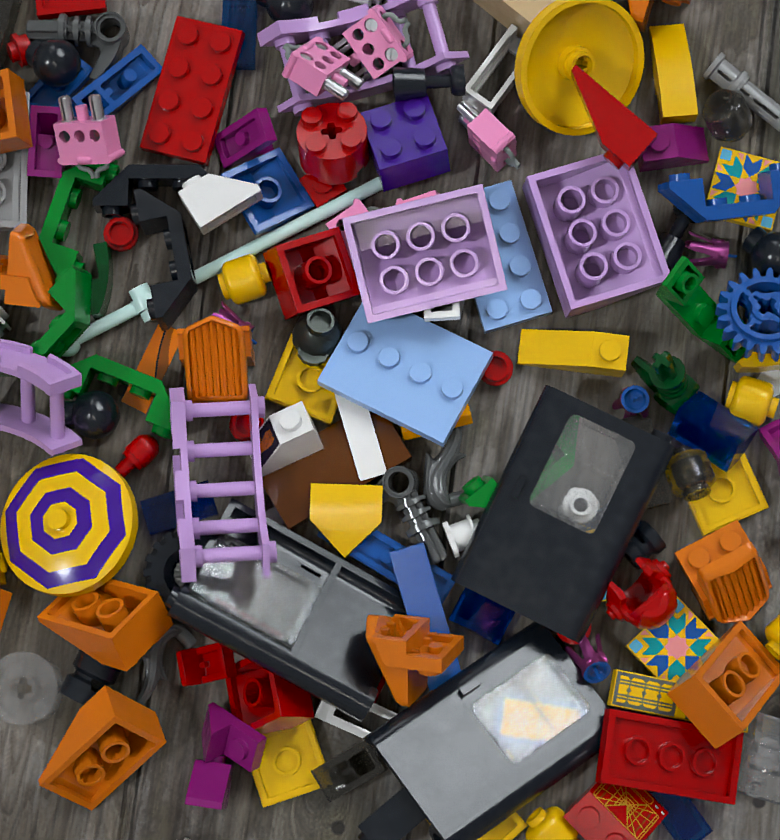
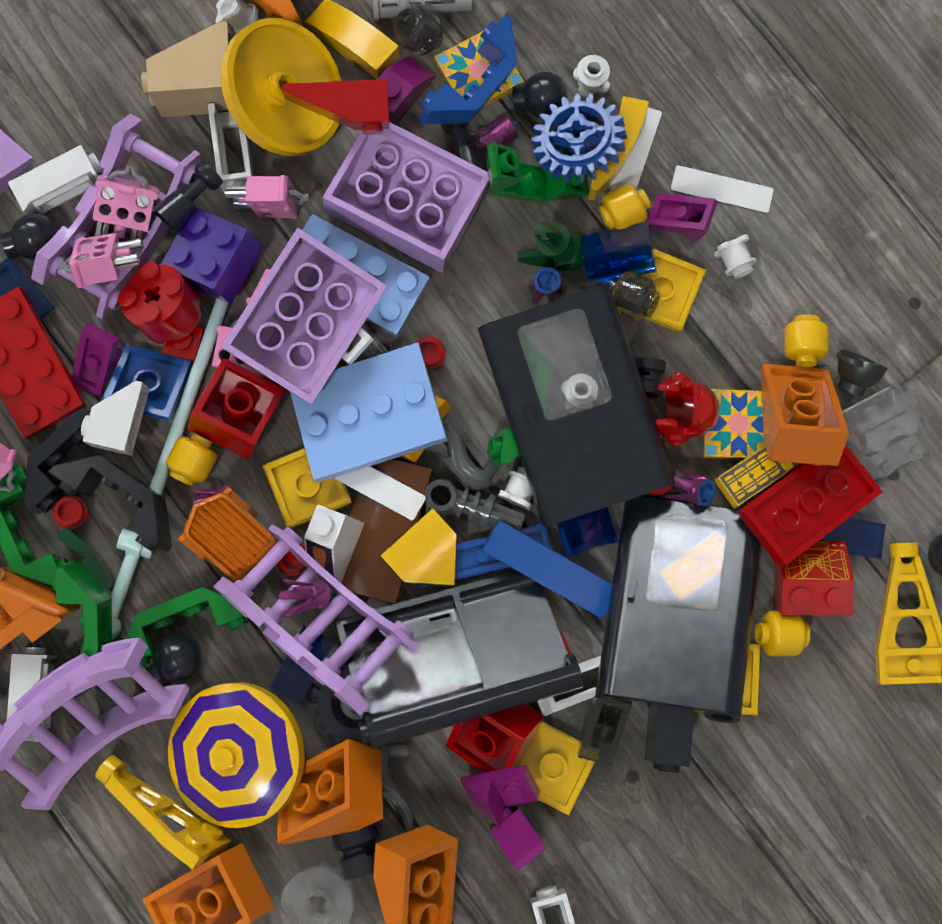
camera: 50 degrees left, 0 degrees up
(138, 454) = (236, 655): red cylinder -> none
(154, 363) = (184, 579): orange sticker -> none
(205, 664) = (430, 756): red bracket -> none
(236, 465) = (315, 593): none -> flat silver piece
(316, 336) = (282, 450): pearl dark grey piece -> none
(410, 653) = (567, 605): orange piece -> none
(574, 351) = (472, 288): yellow slope -> none
(726, 574) = (723, 341): orange piece -> none

